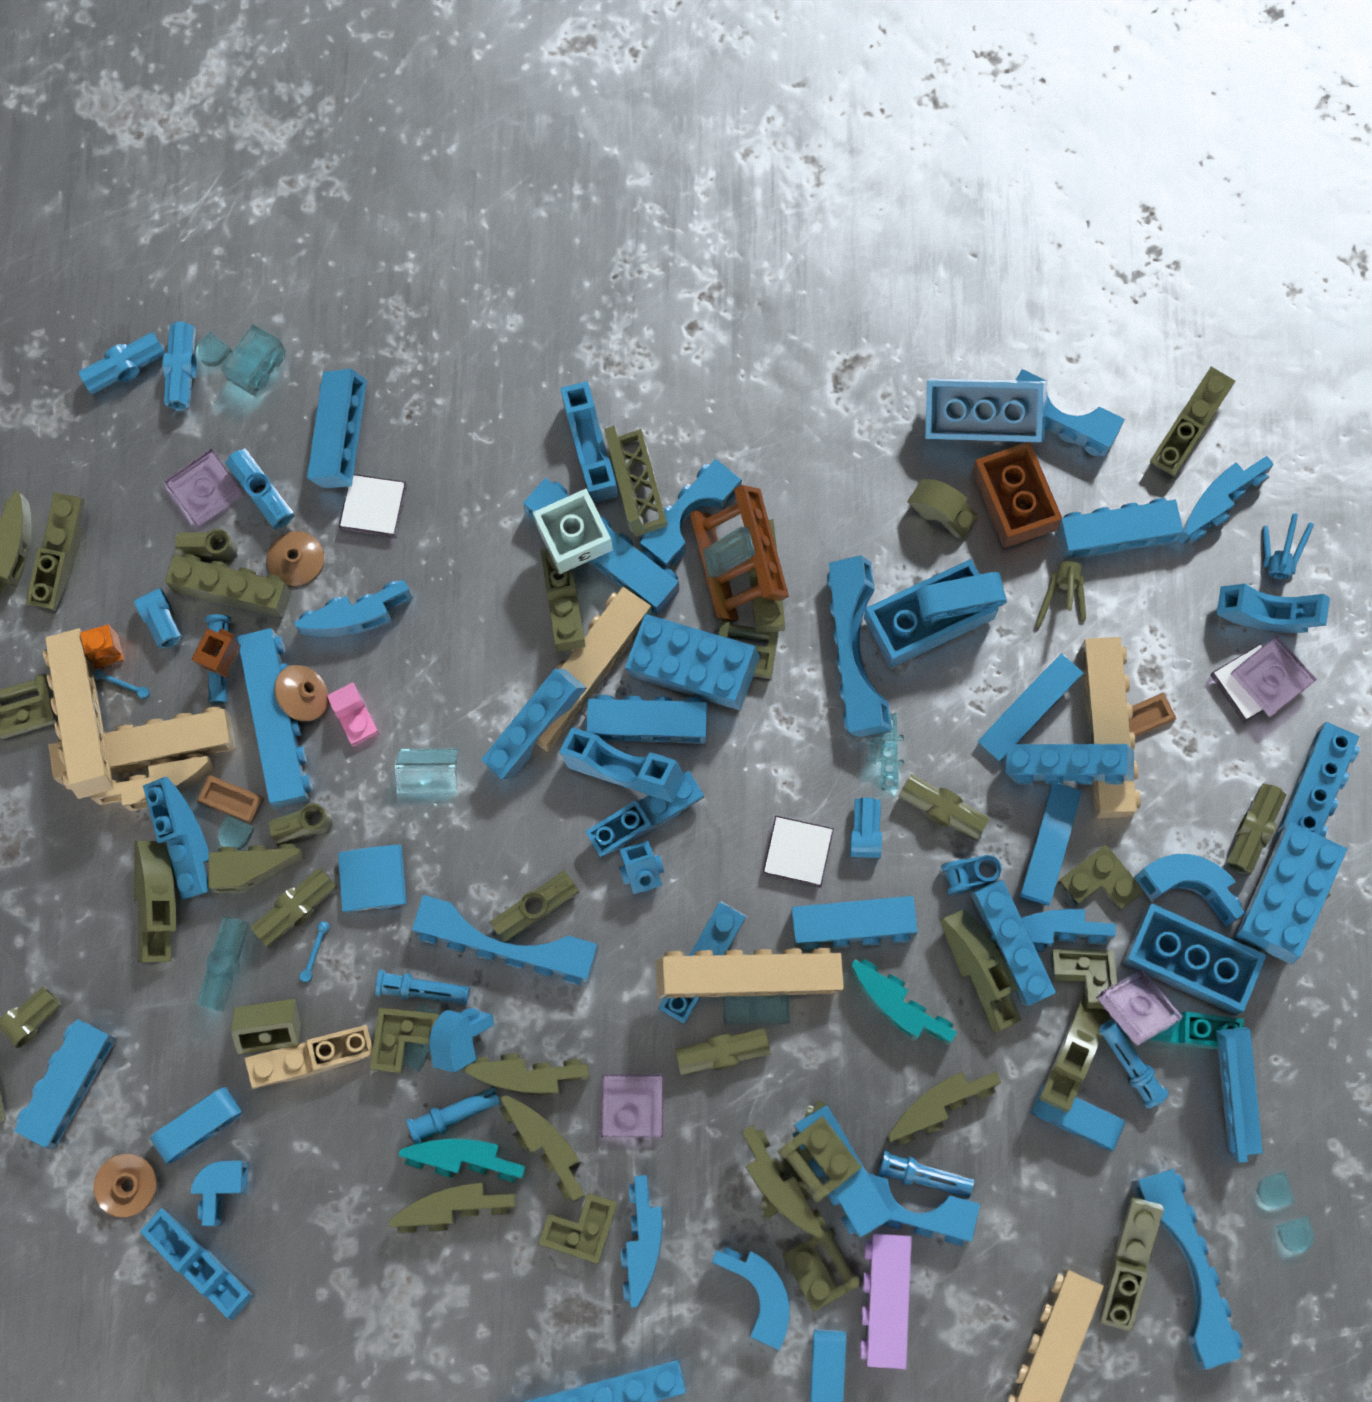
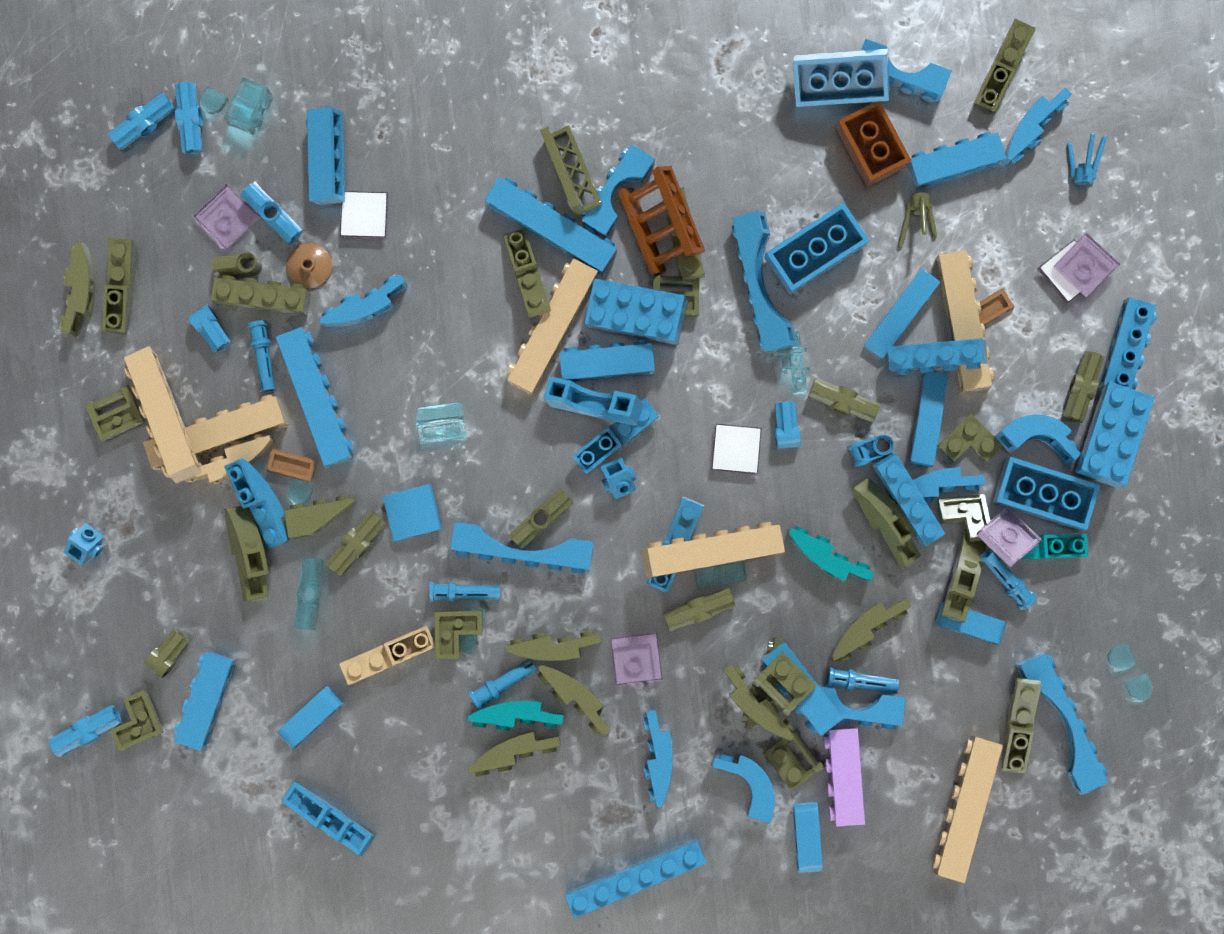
camera: 10 degrees left, 10 degrees up
(102, 646) = (169, 357): orange brick -> none
(110, 1185) = (252, 769): medium nougat dish -> none
(142, 692) = (207, 388): dark azure hinge -> none
(213, 1182) = (331, 757): dark azure brick -> none
(216, 651) = (255, 352): dark orange brick -> none
(266, 1026) = (350, 637): olive brick -> none
(294, 699) = (328, 380): medium nougat dish -> none
(298, 824) = (348, 479): olive piece -> none
(306, 974) = (374, 593): dark azure hinge -> none
(352, 714) = (375, 385): bright pink slope -> none
(452, 1039) = (495, 629): dark azure brick -> none
(547, 704) = (516, 381): dark azure arch -> none
(573, 531) = (529, 220): light aqua brick -> none
(583, 1238) = (615, 761): olive plate -> none
(589, 442) = (529, 142): dark azure arch -> none
(729, 552) = (653, 221): clear light blue tile -> none
(854, 922) = (786, 498): dark azure brick -> none
(943, 503) = (817, 159): olive brick -> none
(961, 596) = (840, 235): dark azure beam -> none
(1239, 1093) = (1089, 590): dark azure fence -> none
(1272, 613) = (1081, 214): dark azure arch -> none

